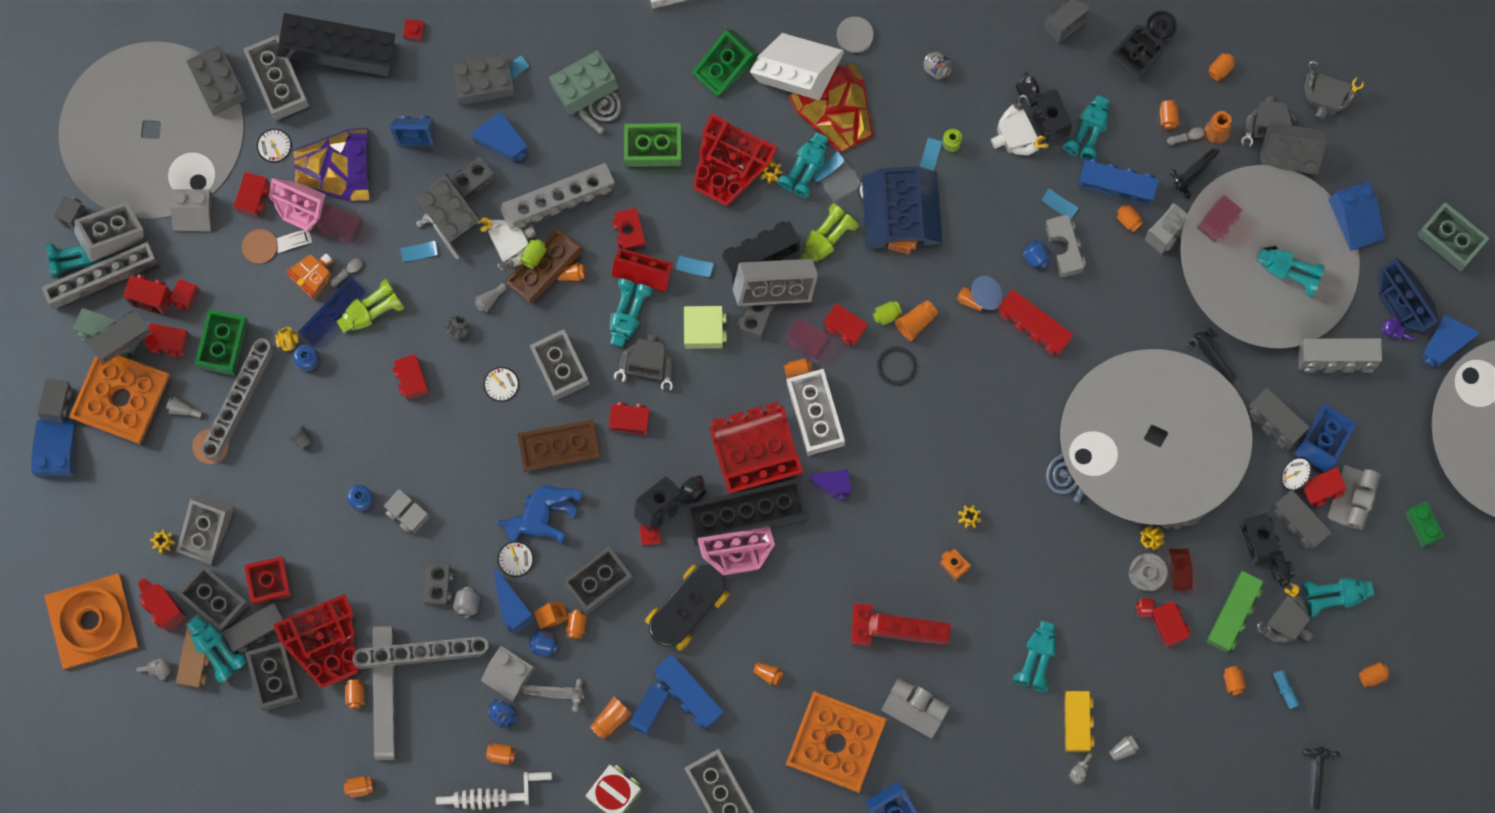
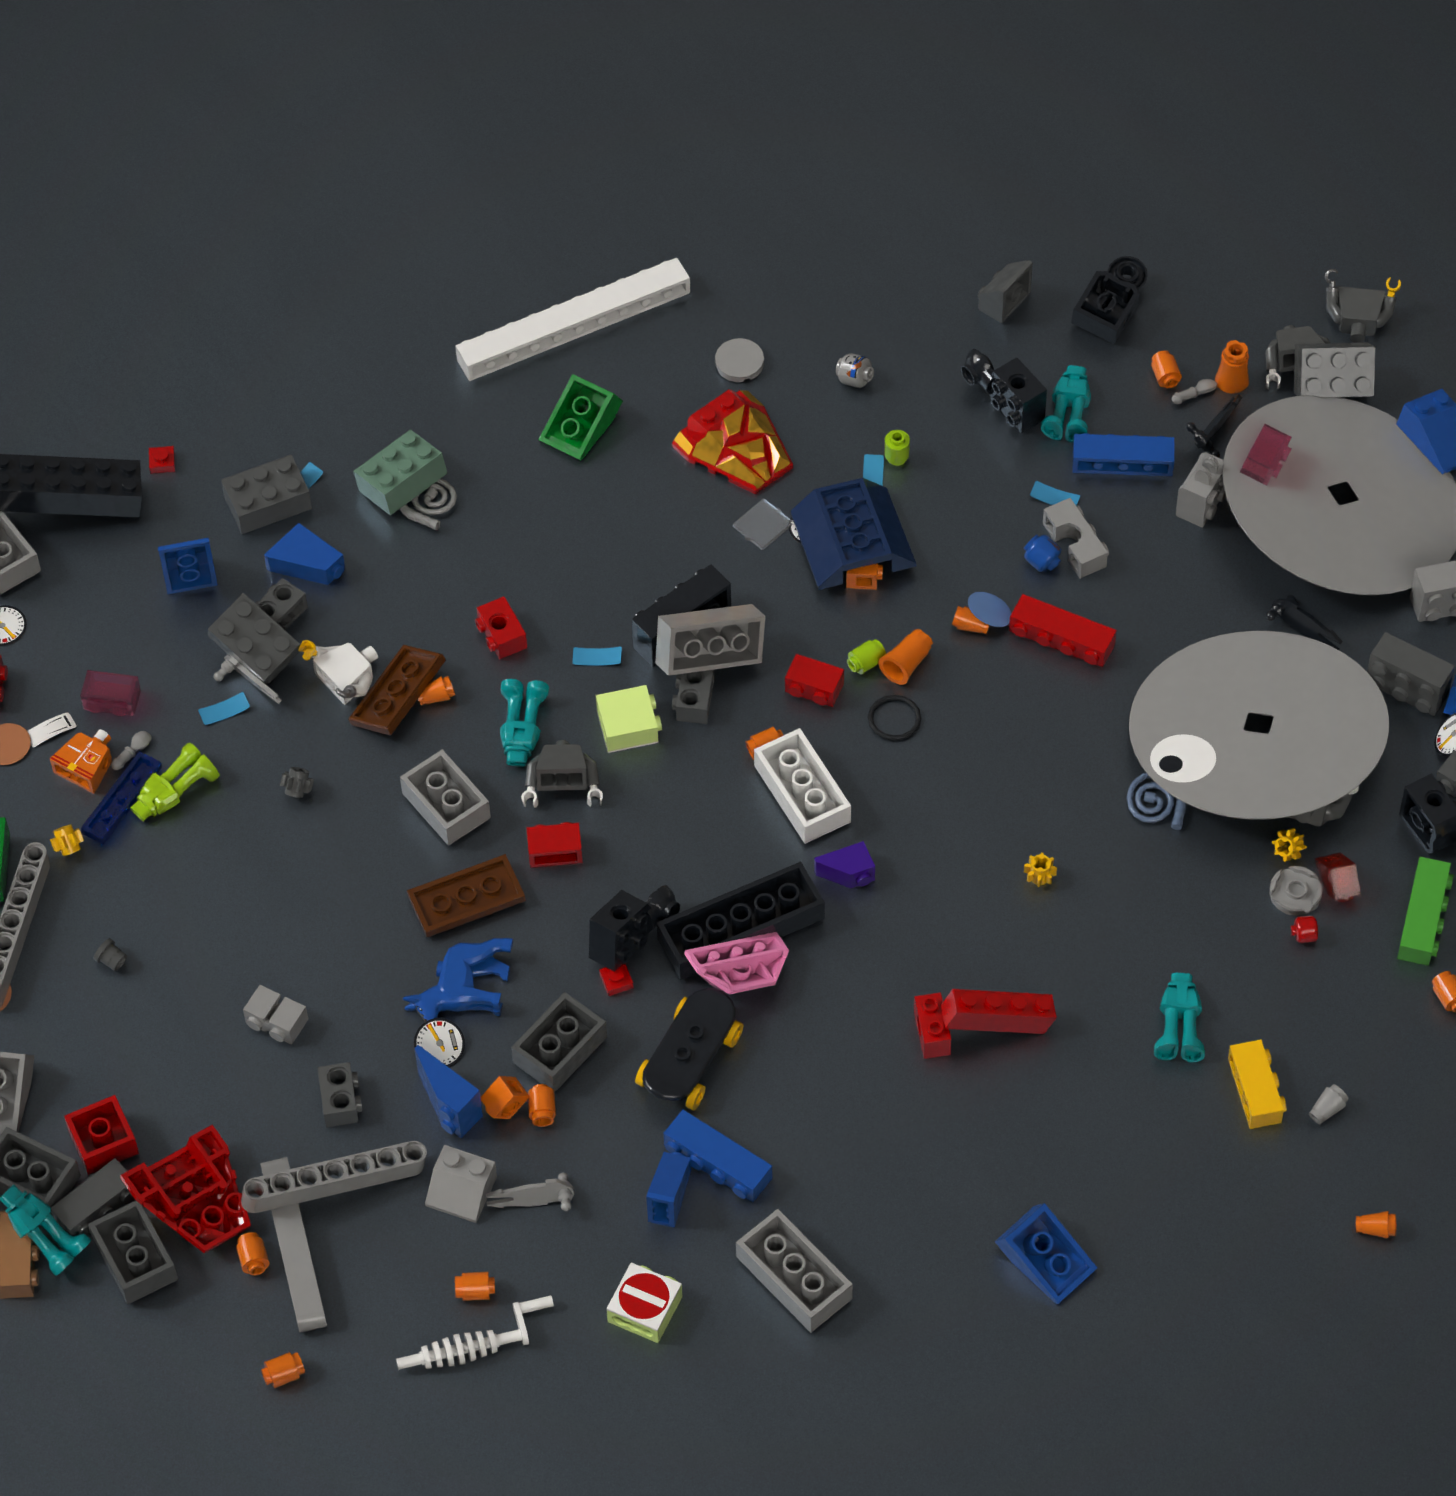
camera: 15 degrees left, 20 degrees down
(296, 203) = (47, 677): bright pink wedge -> none
(304, 363) = (98, 856): blue head -> none
(335, 165) = (90, 632): wedge -> none
(358, 492) = (208, 1009): blue head -> none
(410, 376) = (246, 853): red brick -> none
(466, 602) = (384, 1107): light grey head -> none
(486, 300) = (326, 746): light grey cone -> none
(501, 384) = (370, 842): white sticker -> none
(502, 713) = (465, 1234): blue head -> none
(533, 253) = (379, 674): lime brick -> none
(543, 643) = (501, 1136): blue head -> none
(598, 174) = (396, 602): light grey brick -> none
(611, 718) = (618, 1208): orange plant -> none
(642, 269) = (530, 664): red brick -> none
(652, 144) = (508, 523): bright green brick -> none
(729, 160) = (613, 521): red wedge -> none
(755, 448) = (731, 840): red slope -> none
(769, 176) = (671, 527): yellow gear -> none
(769, 673) = (821, 1111): orange cone -> none
(797, 65) = (674, 401): white slope -> none
(807, 338) = (768, 705): clear pink brick -> none
(811, 154) = (717, 499): teal piece -> none
(817, 245) = (764, 596): lime piece -> none
(828, 167) = (744, 510): dark azure sticker -> none
(828, 717) = (922, 1144): orange piece -> none
(915, 708) = (1032, 1112): light grey panel -> none
(954, 571) = (1036, 930): orange brick -> none
(1017, 132) = (978, 424): white torso -> none
(1078, 773) = (1276, 1145): light grey piece -> none
(1129, 217) = (1149, 491): orange brick -> none
(1170, 624) = (1344, 942): red brick -> none
(1221, 66) = (1216, 306): orange brick -> none
(1279, 263) = (1359, 498): teal piece -> none

